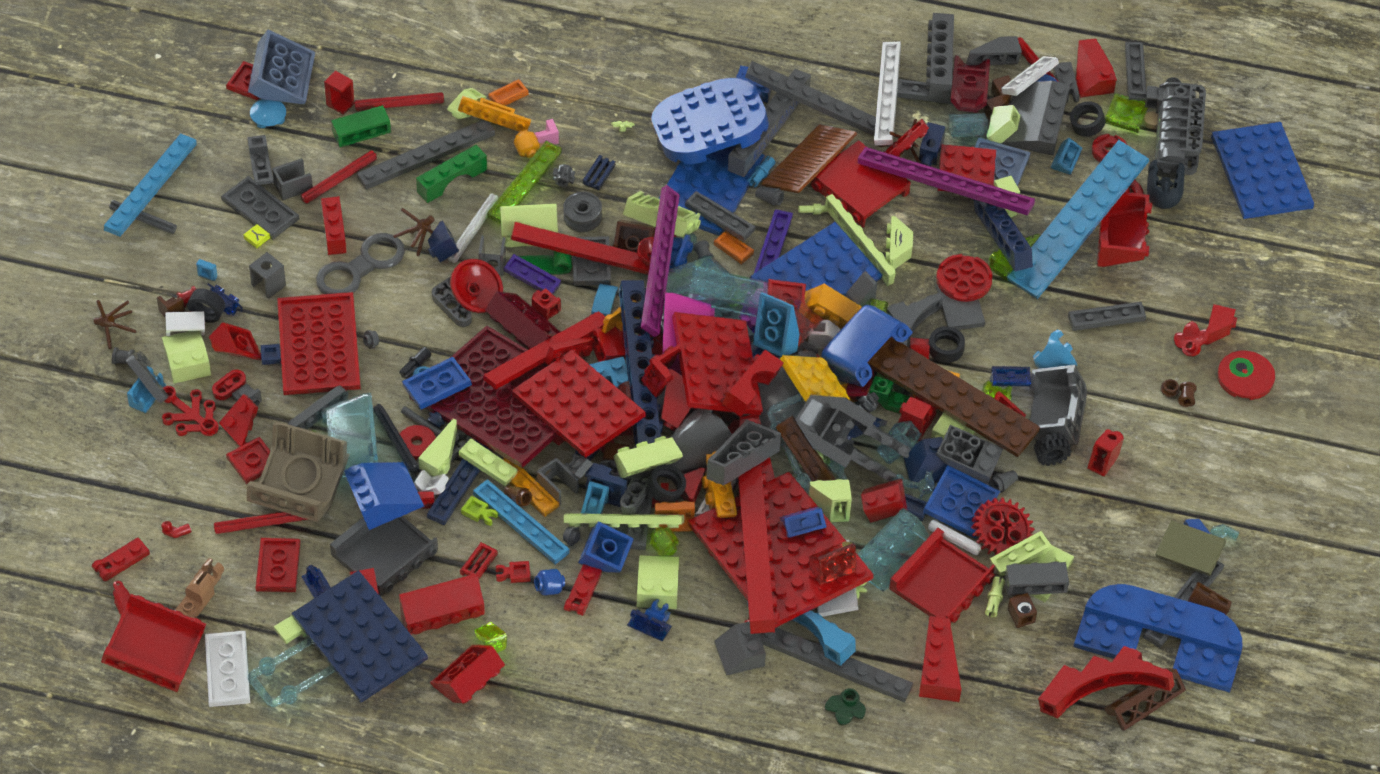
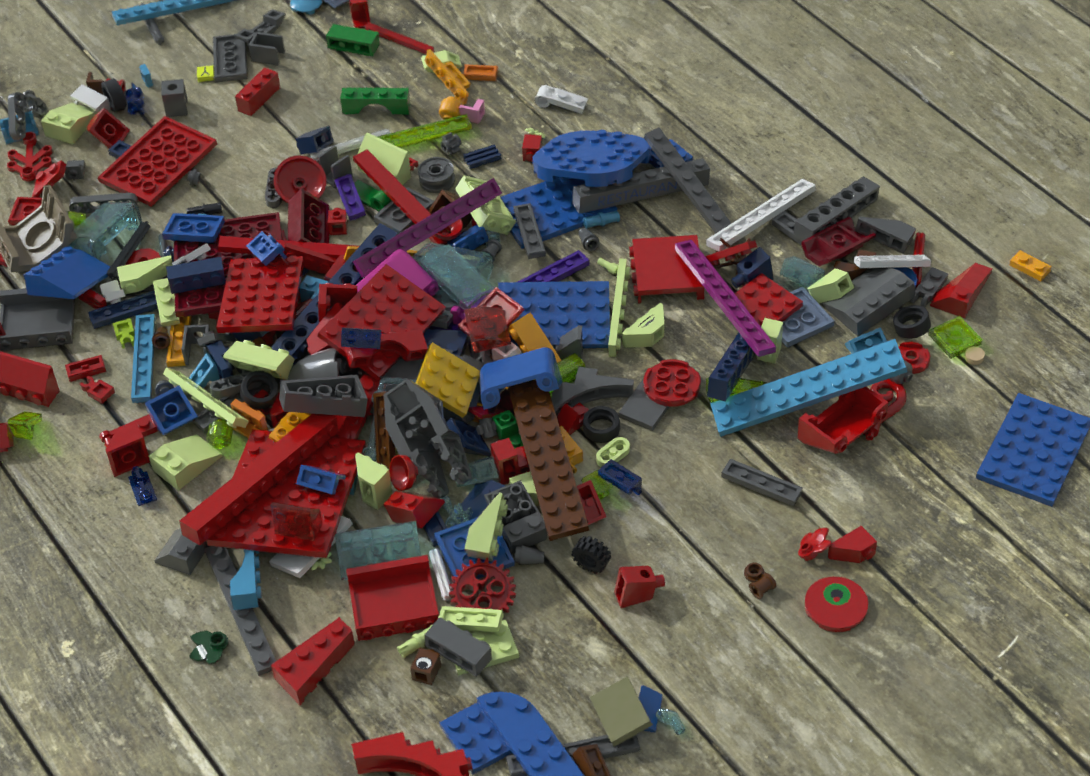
camera: 45 degrees right, 5 degrees down
(108, 320) = (49, 72): reddish brown plant -> none
(228, 385) = (72, 153): red plate -> none
(338, 177) = (303, 64): red axle -> none
(362, 264) = (248, 128): dark grey bar -> none
(422, 227) = (305, 120): reddish brown plant -> none
(425, 154) = (375, 80): dark grey plate -> none
(475, 408) = (198, 254): none -> white hinge
(503, 421) = (196, 275): none -> dark blue brick
(542, 361) = (266, 248): none -> blue bracket
(549, 582) = (109, 411): blue head -> none
(597, 82) = (560, 98): none -> white plate
(610, 599) = (127, 449): none -> red slope
(636, 140) = (530, 146): none -> red brick
(658, 613) = (154, 482): blue tile -> none
(733, 247) = (520, 261): orange tile -> none
(741, 384) = (360, 338): none -> clear blue hinge
(776, 326) = (452, 324): dark azure slope -> none
(809, 158) = (646, 228): dark orange window -> none
(858, 484) = (402, 472): none -> red piece
(974, 476) = (484, 532): none -> yellowish green slope
(978, 365) = (611, 451): none -> yellowish green plate
(1055, 353) = (670, 485): dark azure piece -> none
(1058, 401) = (639, 529): dark grey windscreen -> none
(1120, 19) = (1030, 265): none -> light orange plate
(1135, 66) = (1001, 311): dark grey tile -> none
(1174, 148) = (970, 377): dark grey piece -> none

